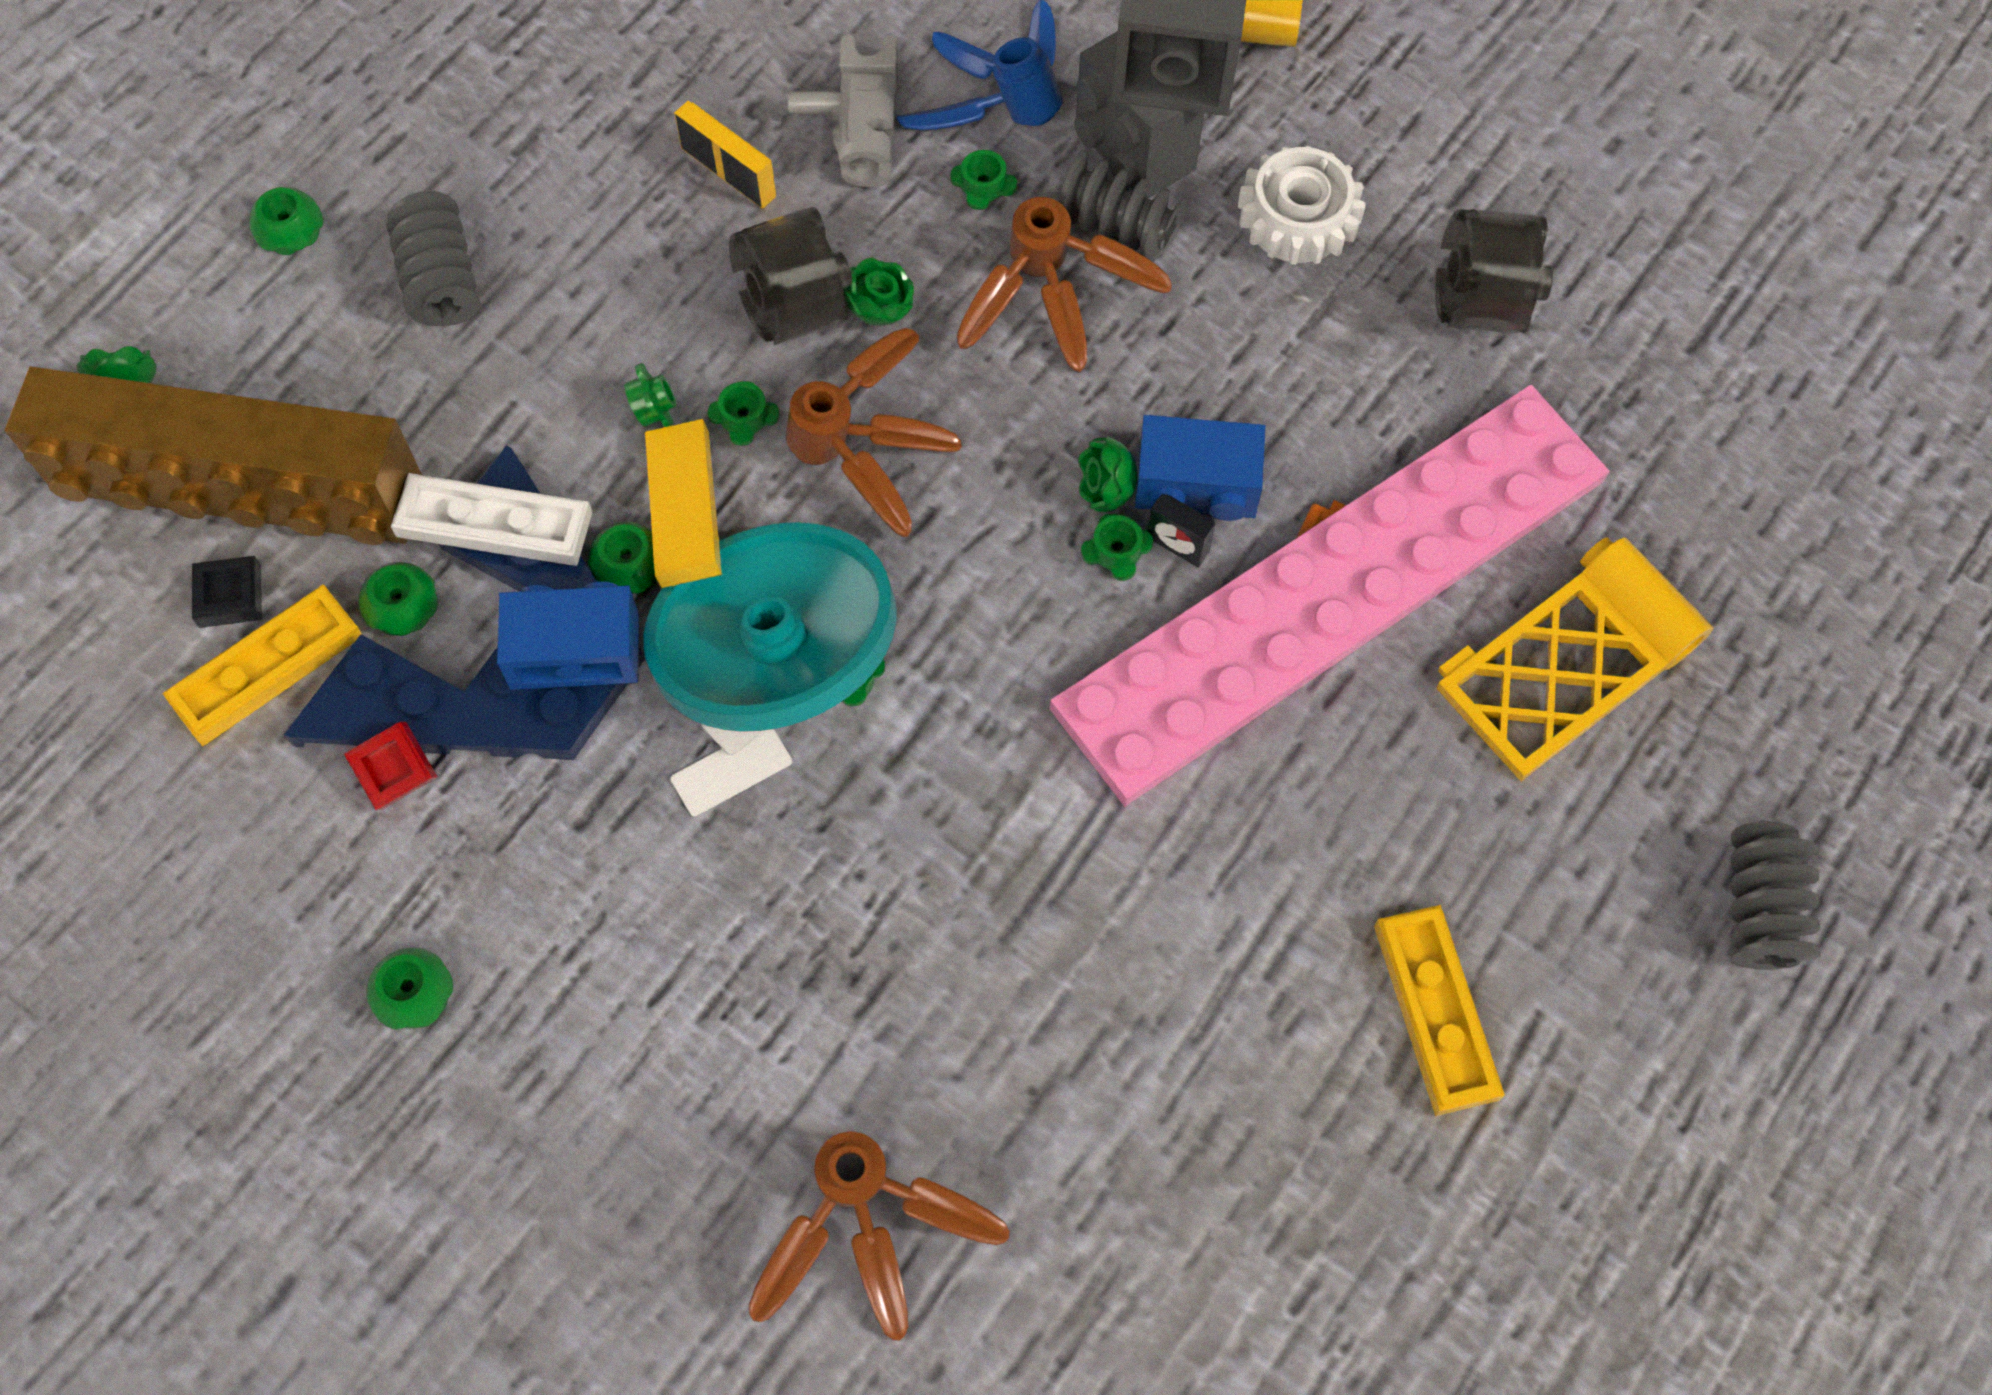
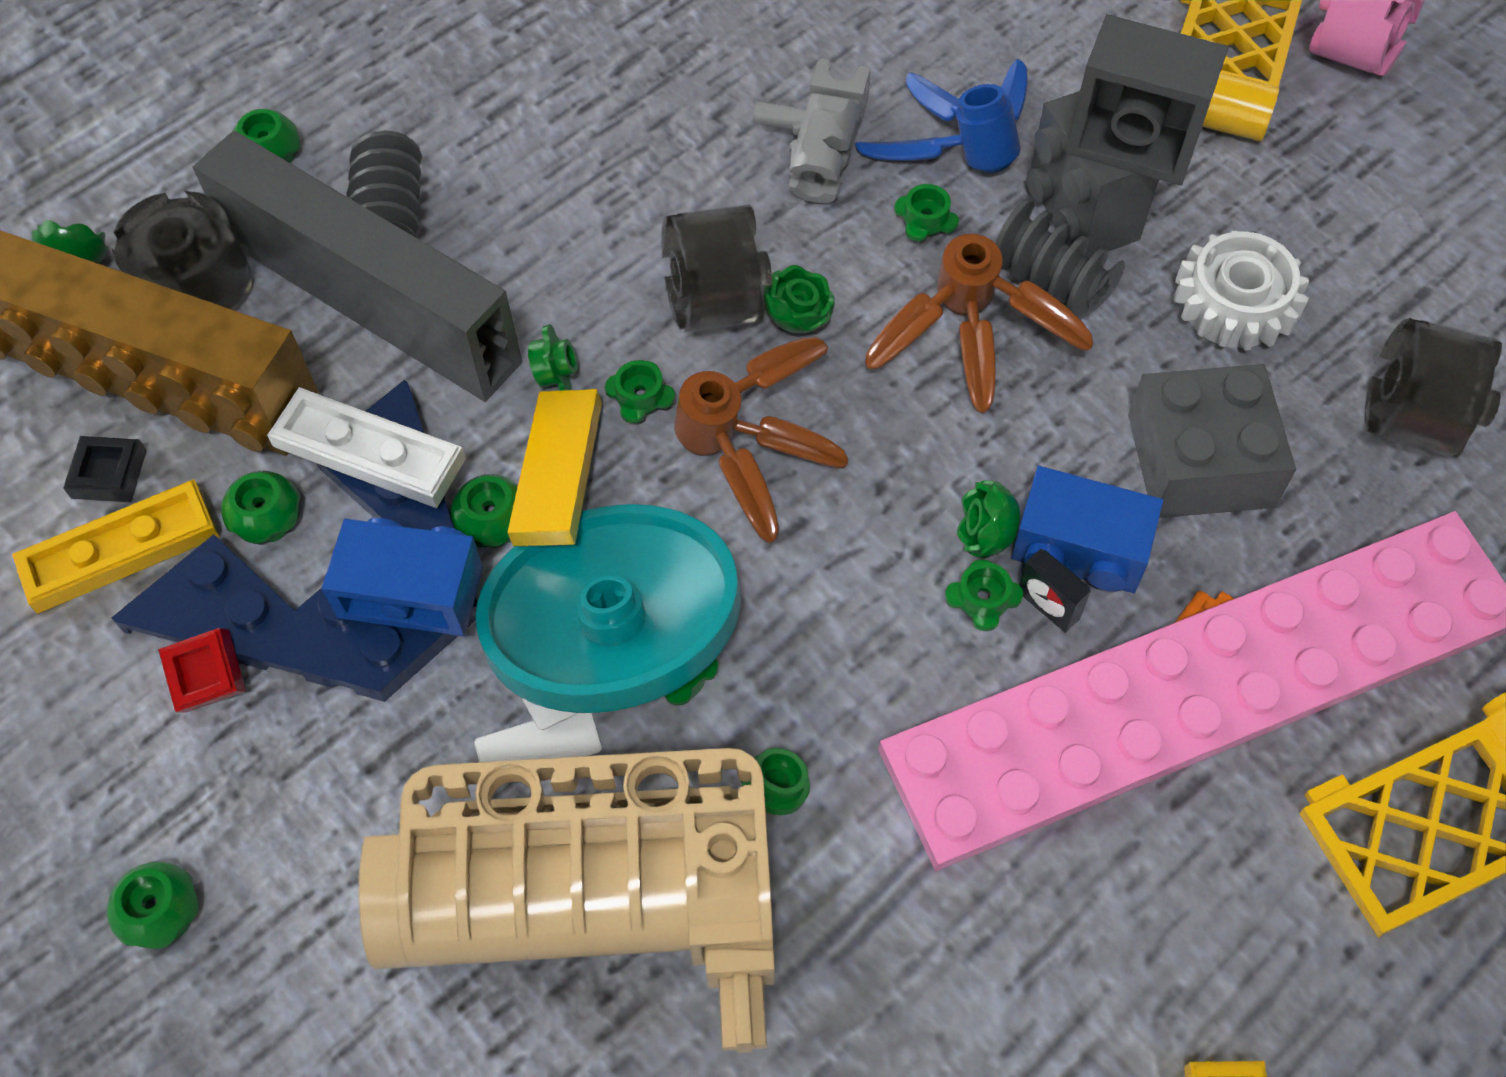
camera: 15 degrees right, 5 degrees down
(243, 351) = (184, 248): none -> clear smoke brick
(431, 336) = (364, 266): none -> dark grey brick
(725, 154) = (683, 148): tile -> none
(813, 868) = (582, 872): none -> tan piece
(964, 755) = (787, 772): none -> green plate
(1298, 359) = (1211, 440): none -> dark grey brick

